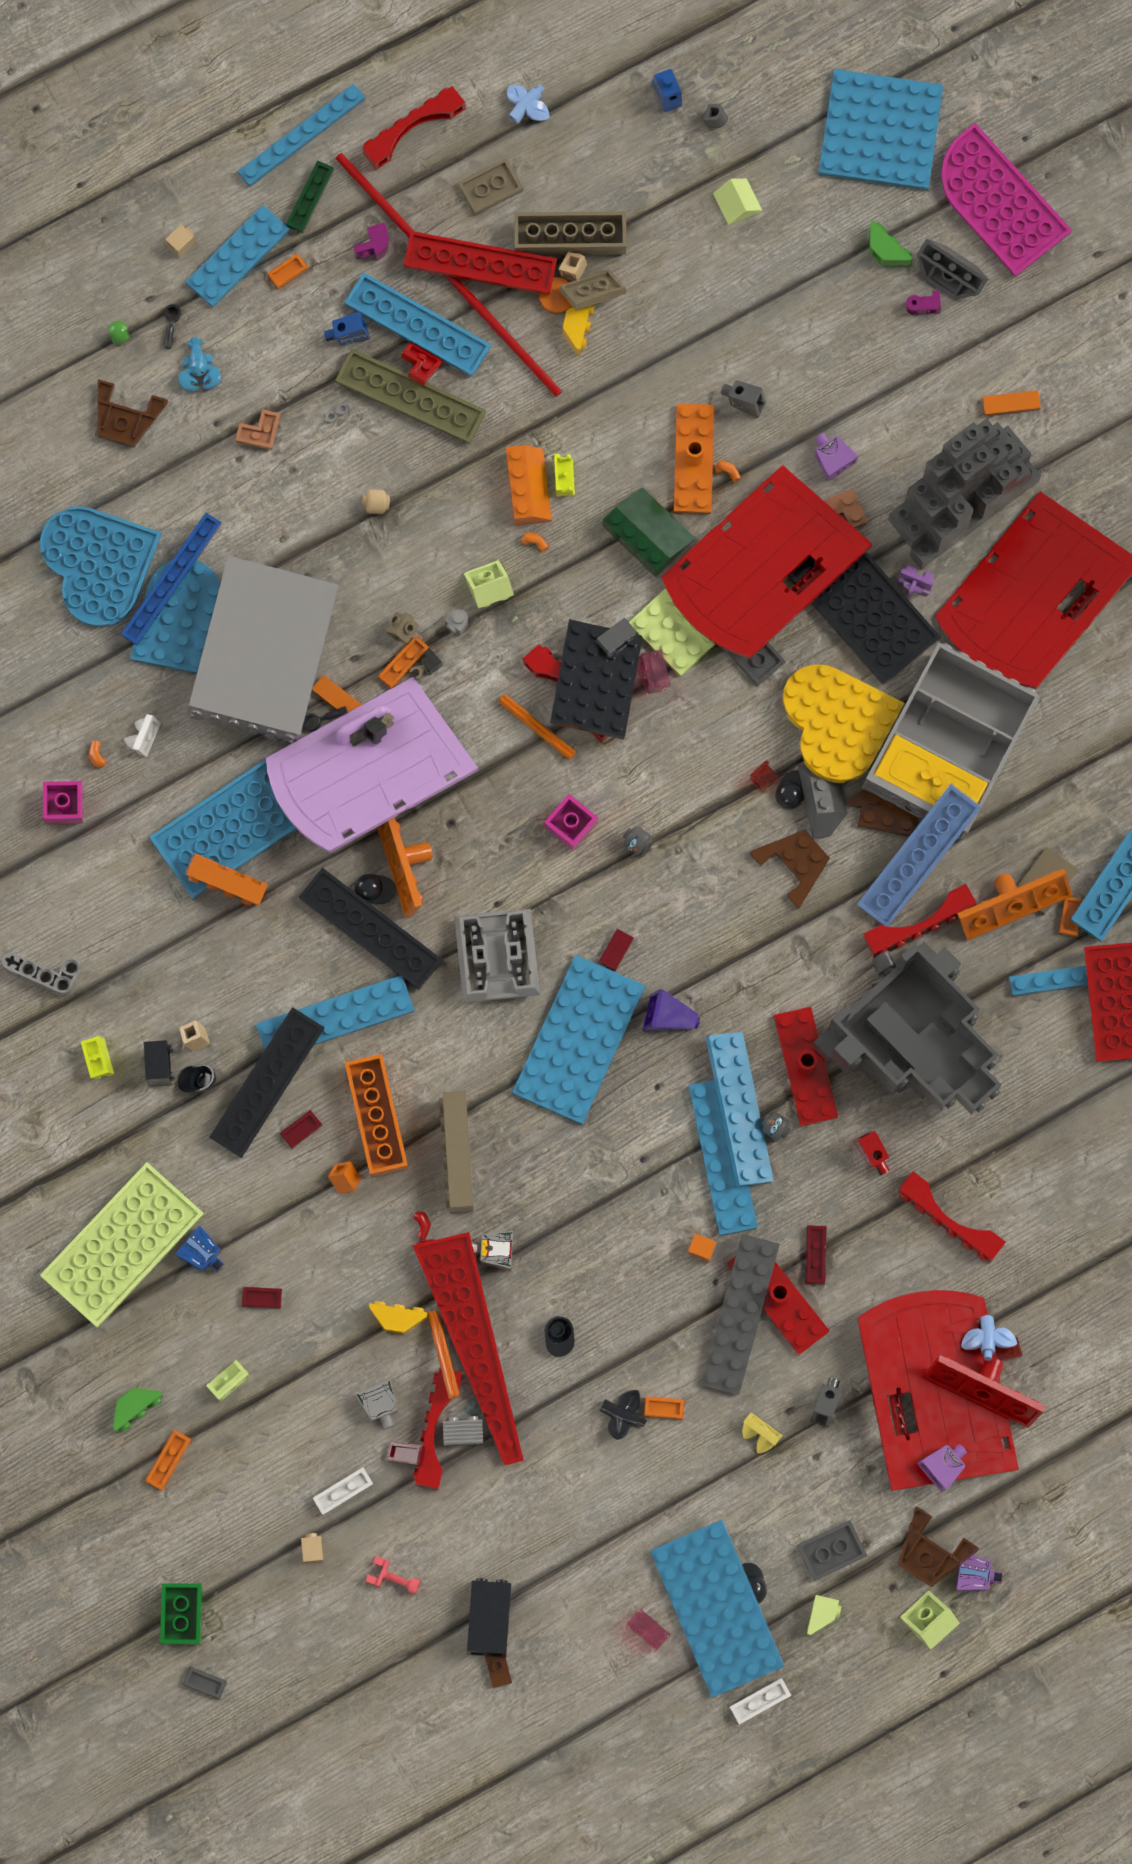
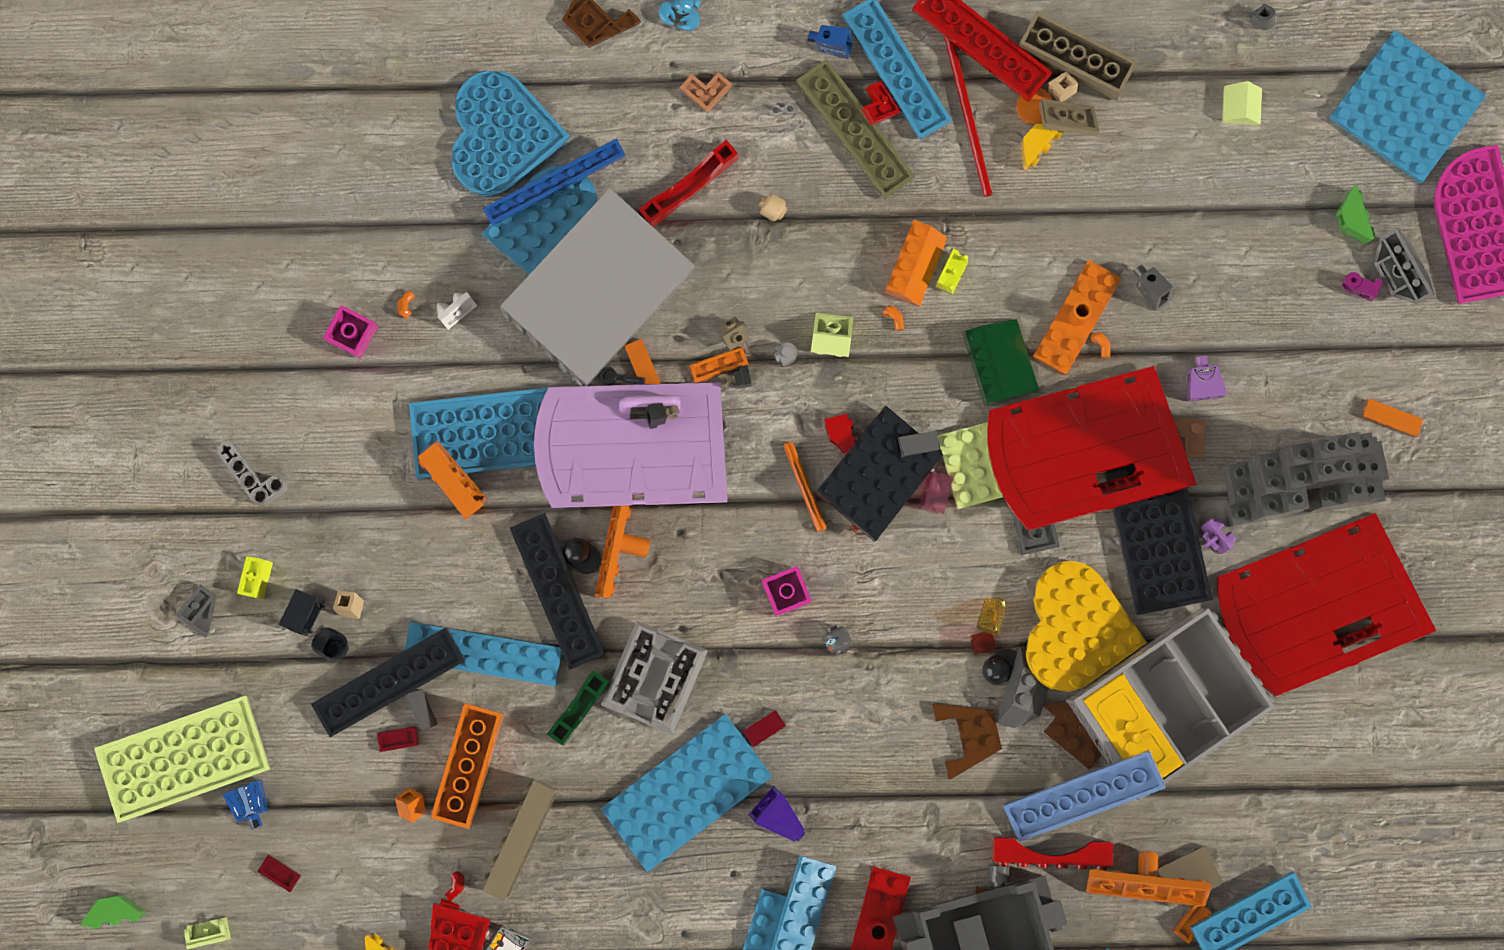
camera: 30 degrees right, 5 degrees up
(63, 1112) = (199, 610): none -> dark grey wing
(293, 517) = (668, 201): none -> red arch
(308, 1092) = (421, 709): none -> dark grey slope
(445, 1016) = (579, 708): none -> dark green arch
(759, 749) = (992, 616): none -> clear yellow slope

